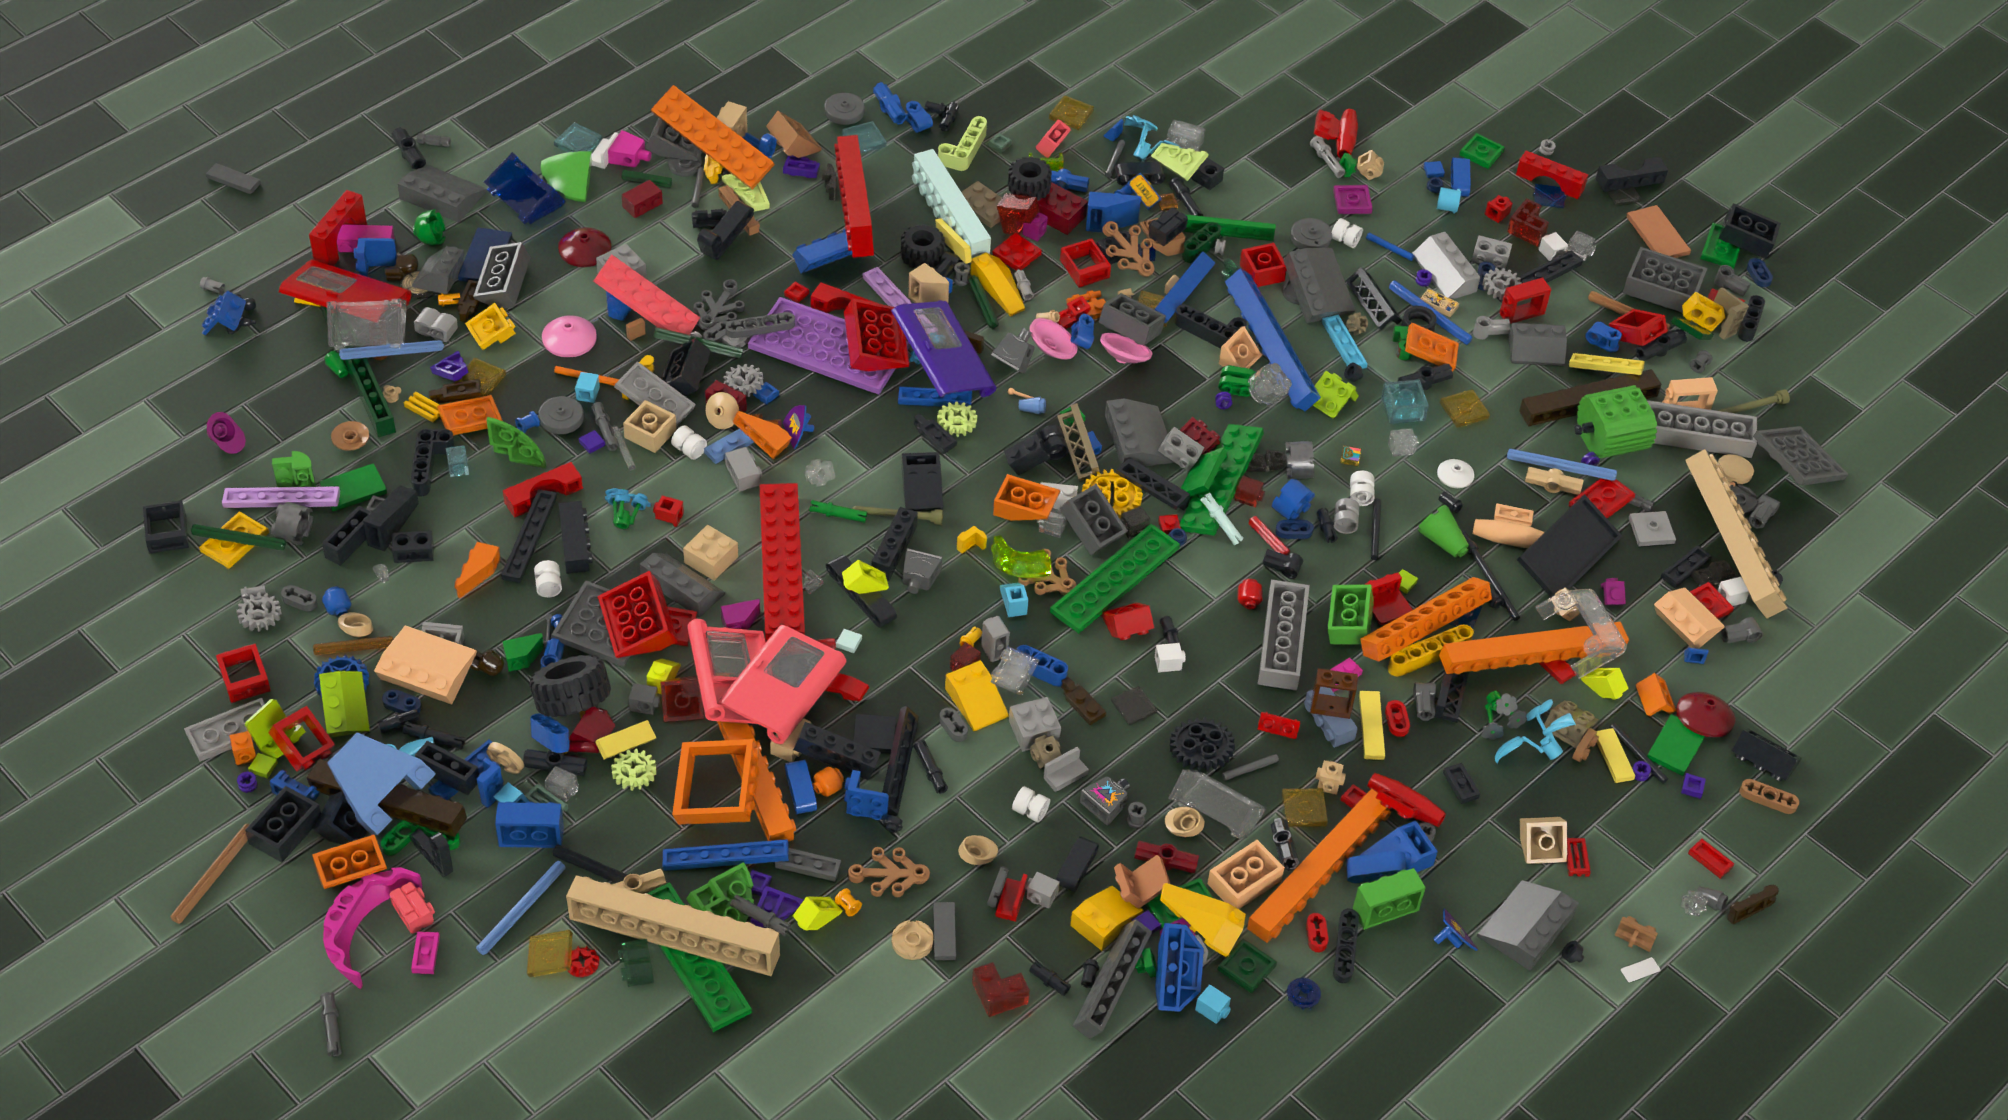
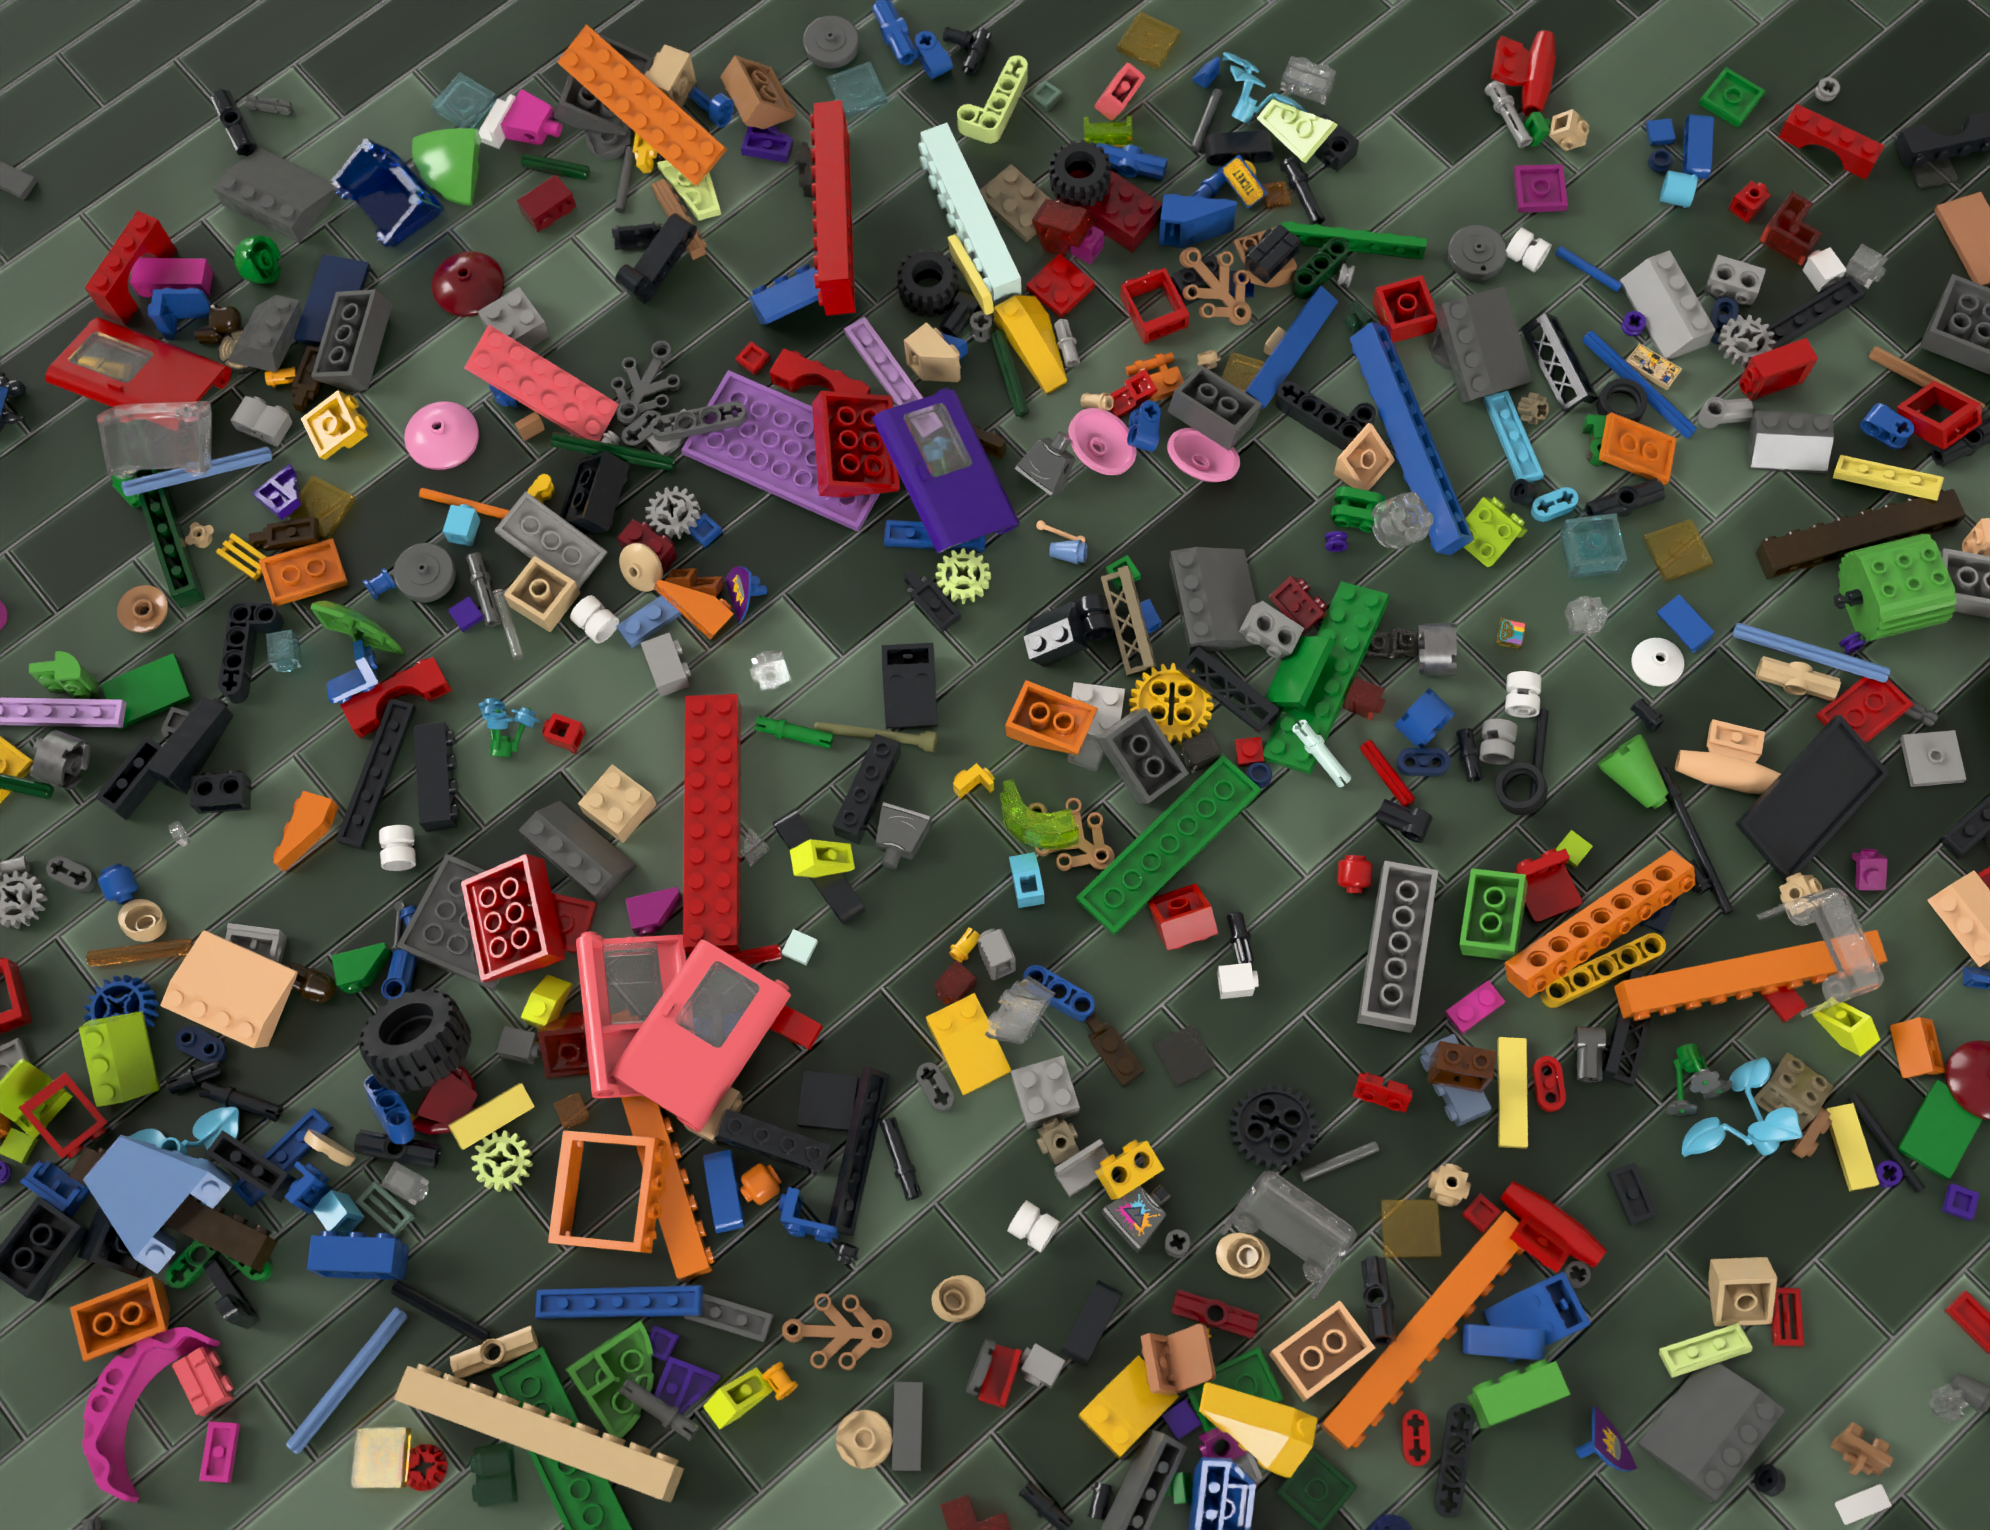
camera: 10 degrees right, 20 degrees up
(522, 465) = (360, 679): none -> blue bracket
(682, 736) = (571, 1110): none -> clear orange tile
(1098, 767) = (1130, 1174): none -> yellow brick
(1367, 553) = (1515, 770): none -> black tyre
(1375, 380) = (1556, 509): none -> medium azure beam
(1474, 447) = (1686, 623): none -> blue hinge
(1520, 875) = (1705, 1350): none -> yellowish green tile
(1549, 196) = (1824, 175): clear blue piece -> none

